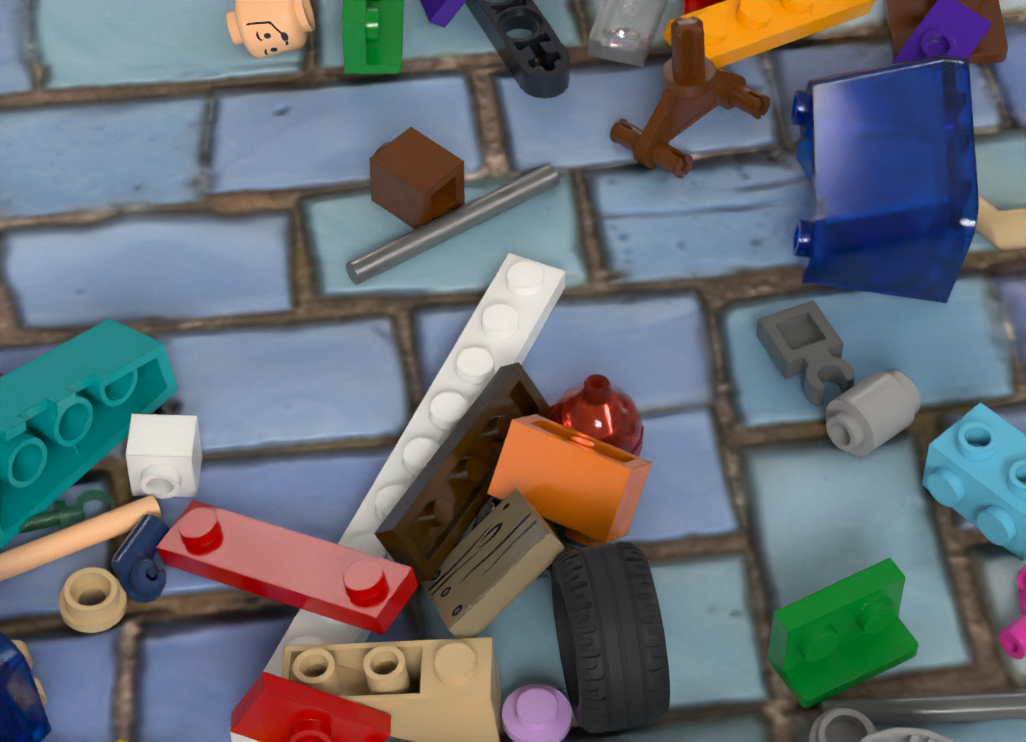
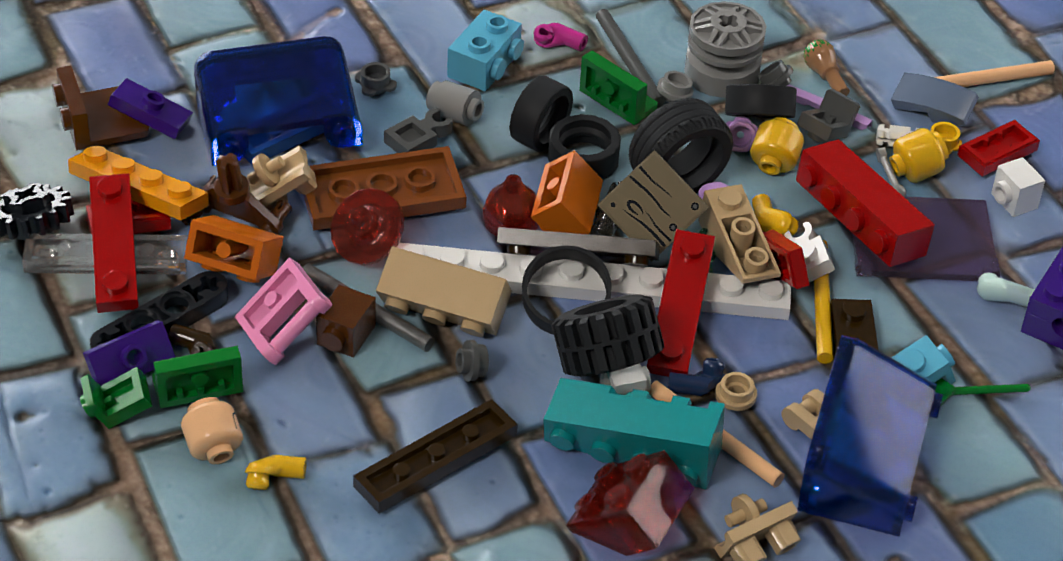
camera: 110 degrees left, 5 degrees down
(134, 227) = (434, 456): none -> dark brown plate
(197, 74) = (274, 465): none -> yellow arm
(220, 418) = (607, 335): none -> black tyre
(286, 299) = (472, 360): none -> dark grey plate
(391, 462) = (558, 253): none -> black tyre
(421, 285) = (443, 292): none -> tan brick
(447, 45) = (190, 338): none -> dark brown arm
(464, 105) = (275, 304): none -> bright pink plate
(586, 229) = (380, 232): none -> clear red piece
(593, 81) = (233, 248): none -> orange brick
(692, 284) = (418, 180): none -> dark orange plate
(710, 515) = (587, 130): none -> black tyre
(711, 136) = (279, 176): none -> tan hips
(785, 492) = (538, 110): none -> black tyre
(963, 332) = (375, 79): none -> dark grey plate

